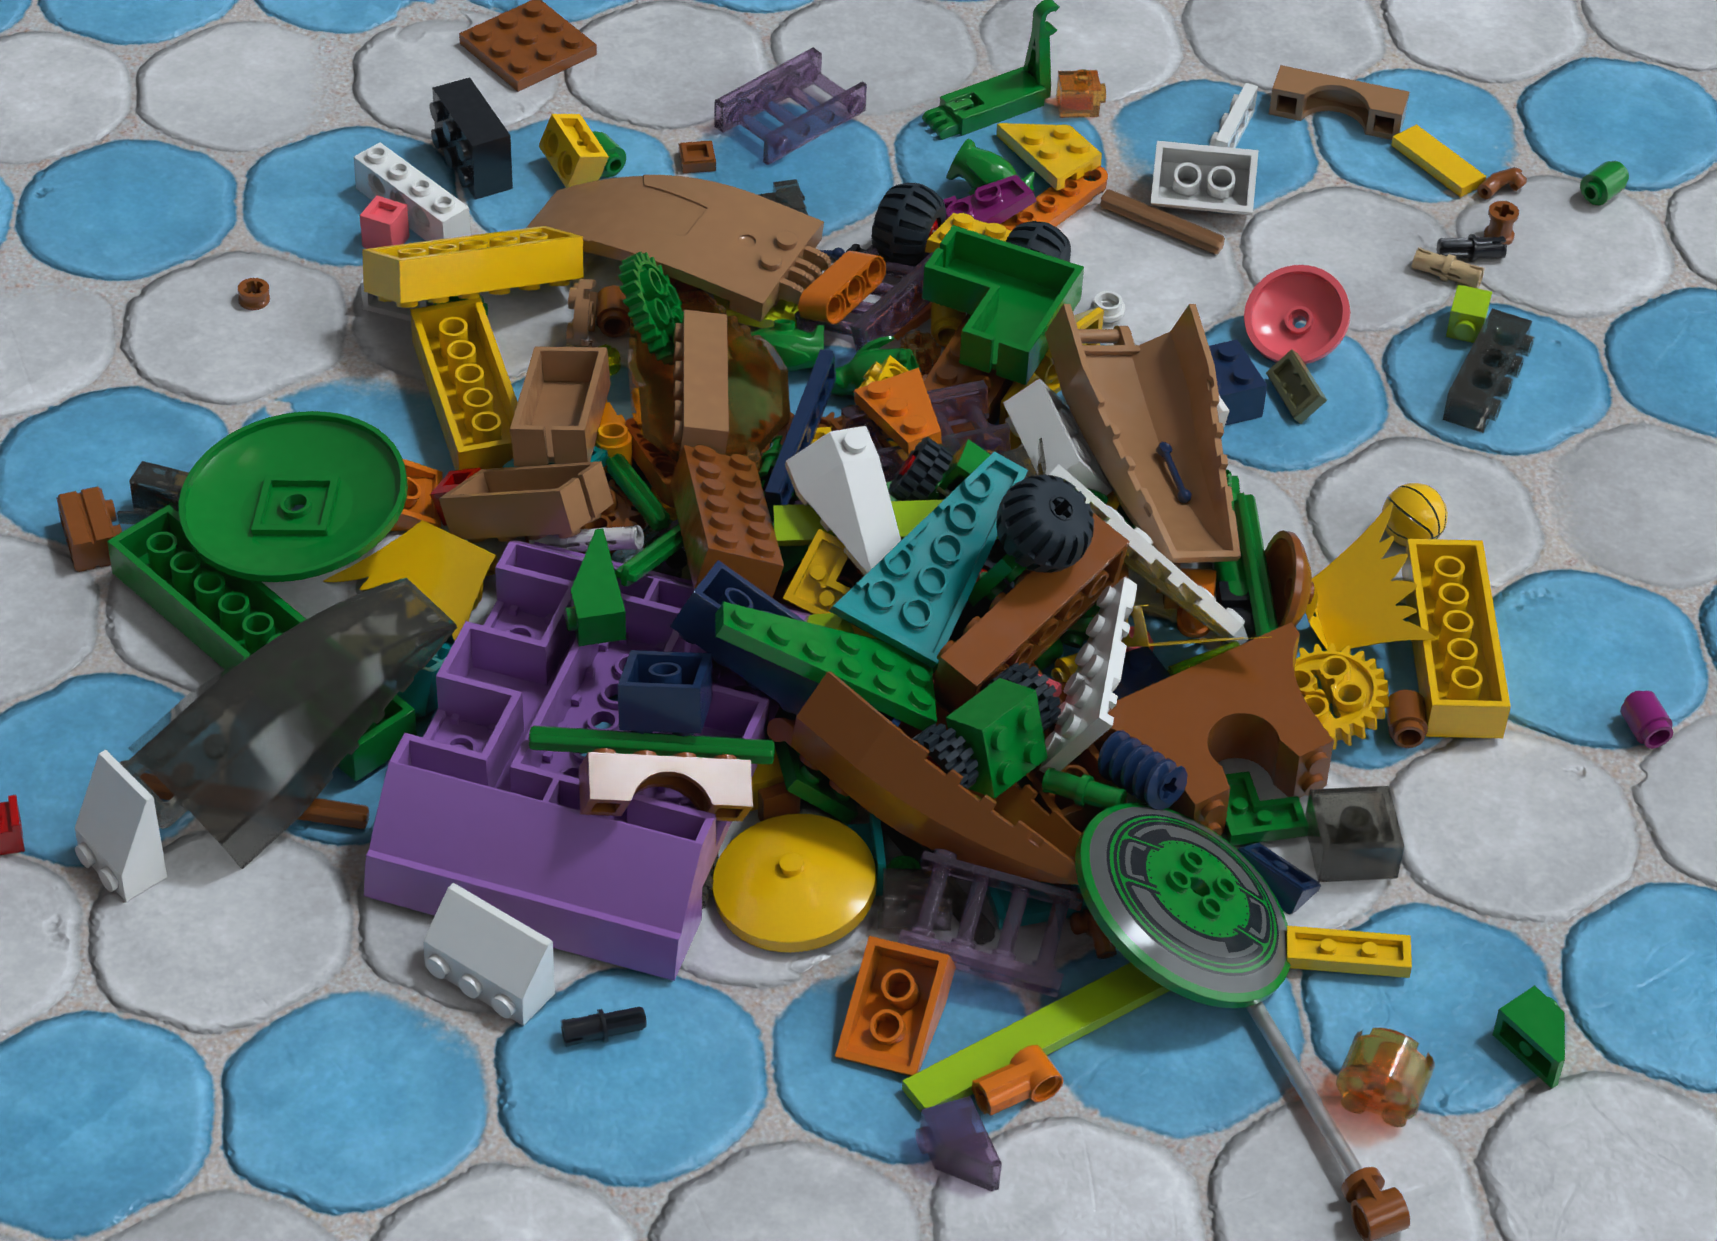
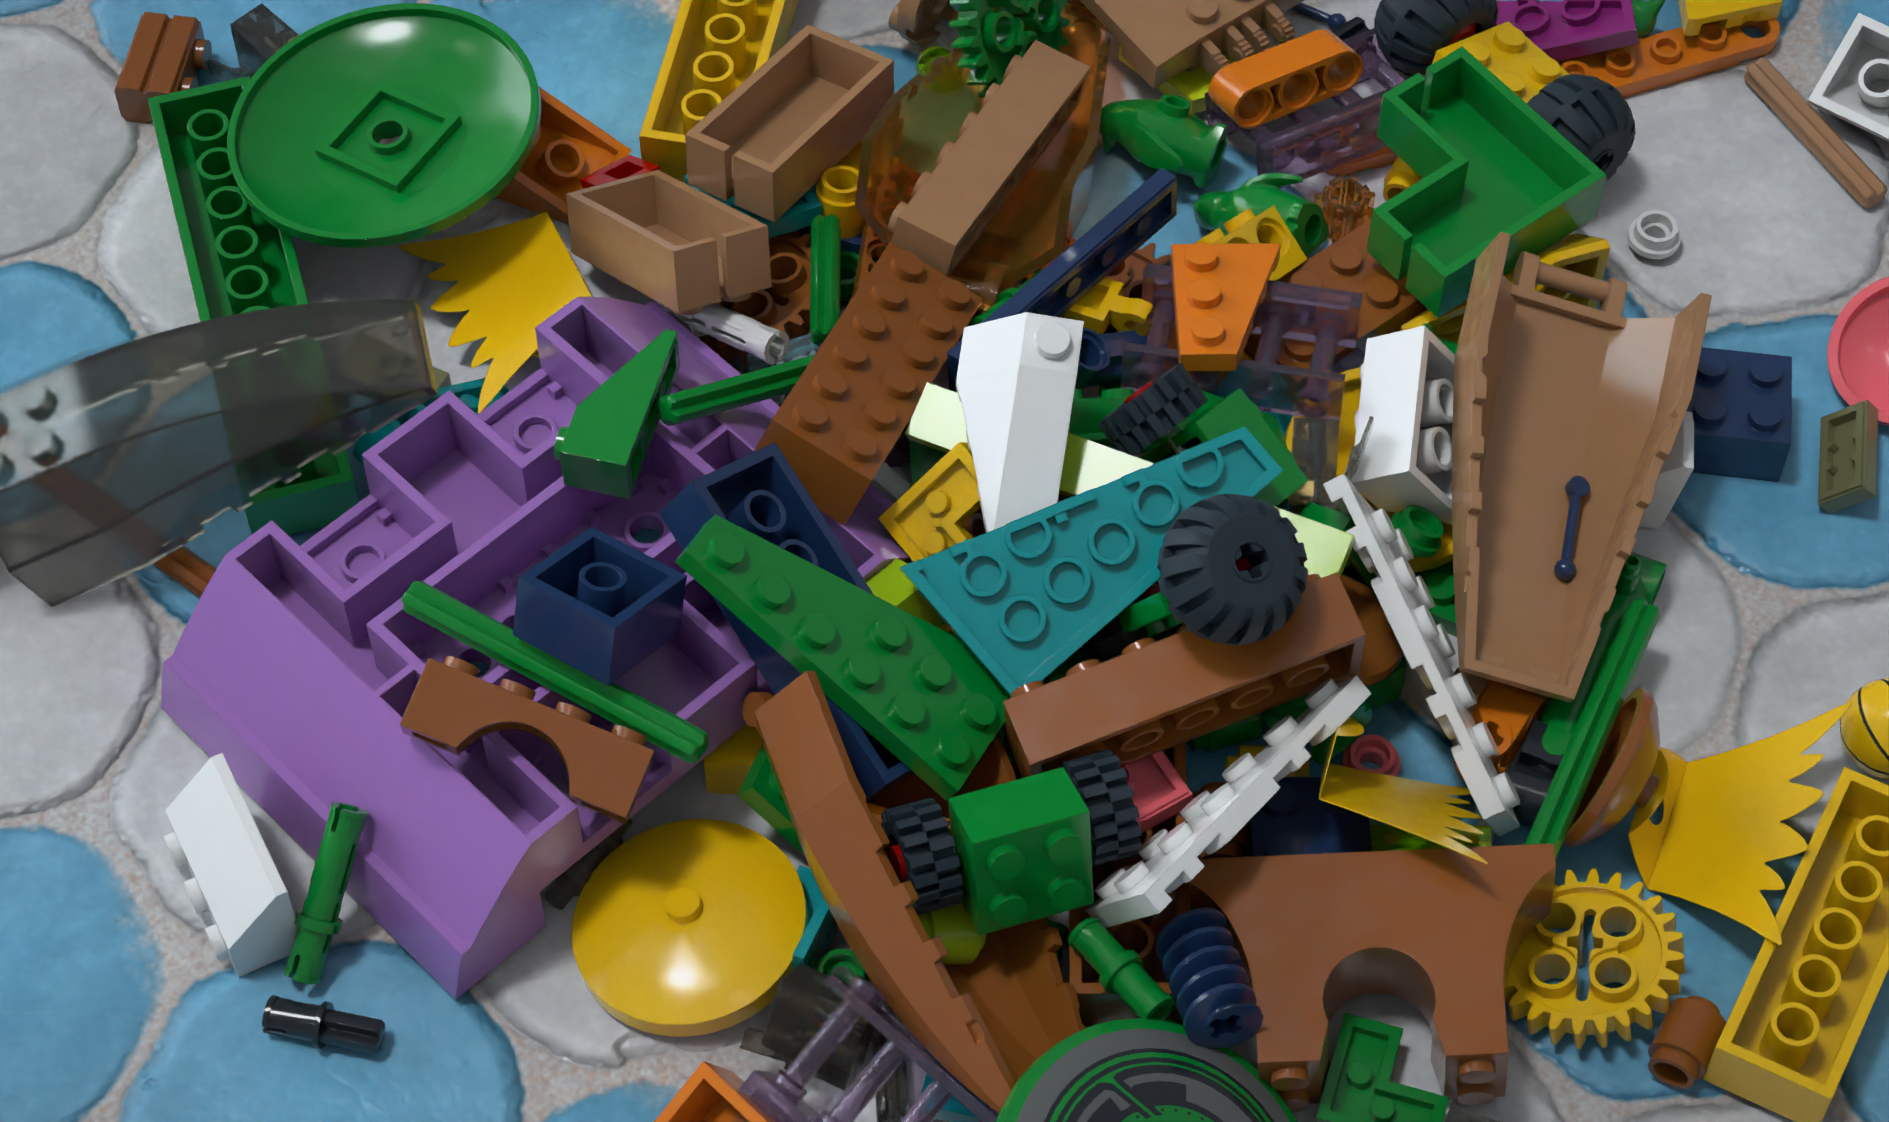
camera: 30 degrees right, 10 degrees up
(564, 943) = (322, 906): none -> green pin
(777, 801) = (729, 805): dark orange tile -> none

